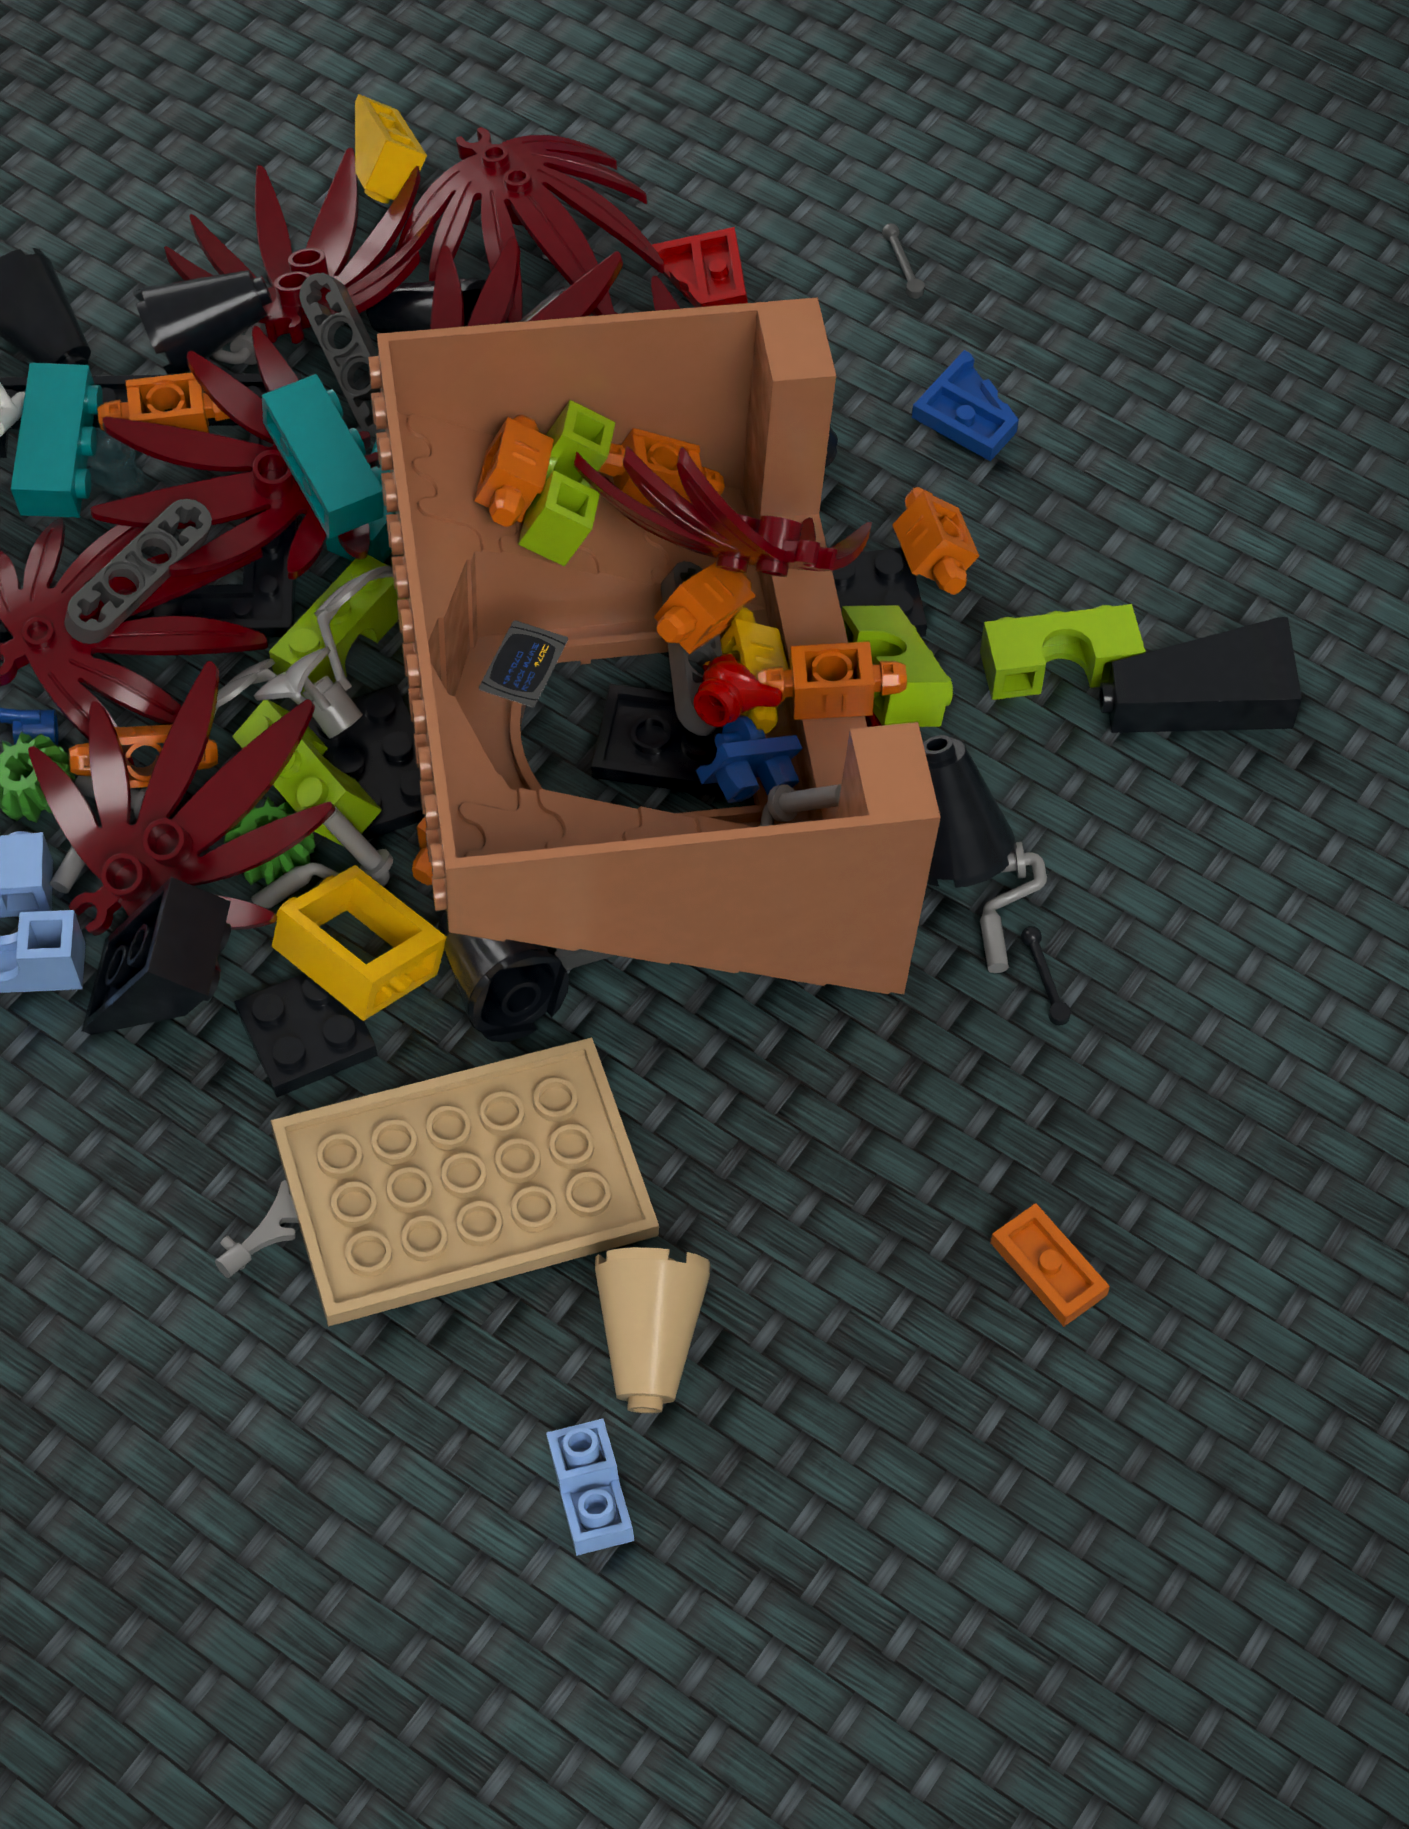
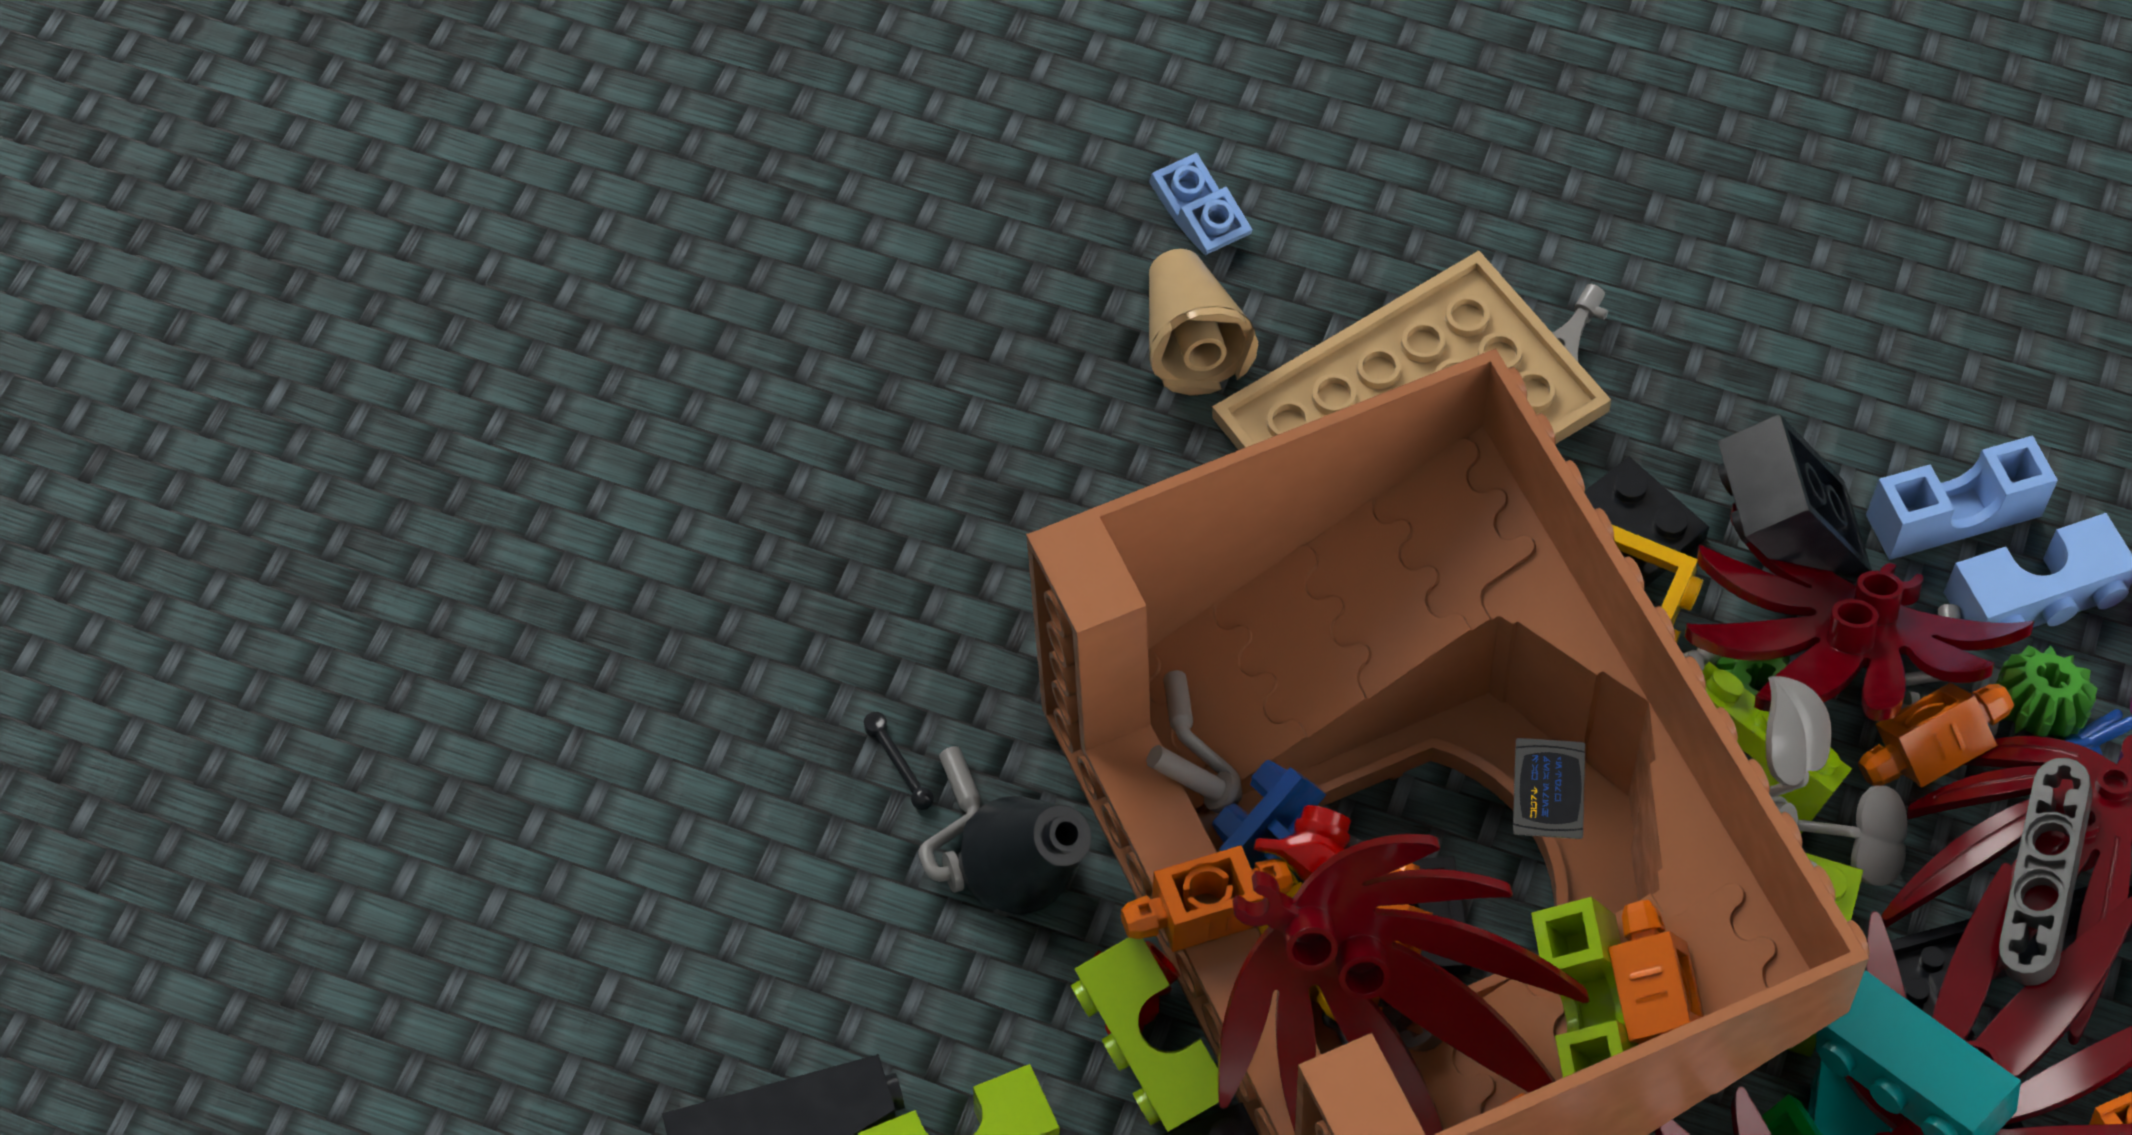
camera: 165 degrees right, 0 degrees up
(1049, 1264) = (836, 464): orange plate -> none

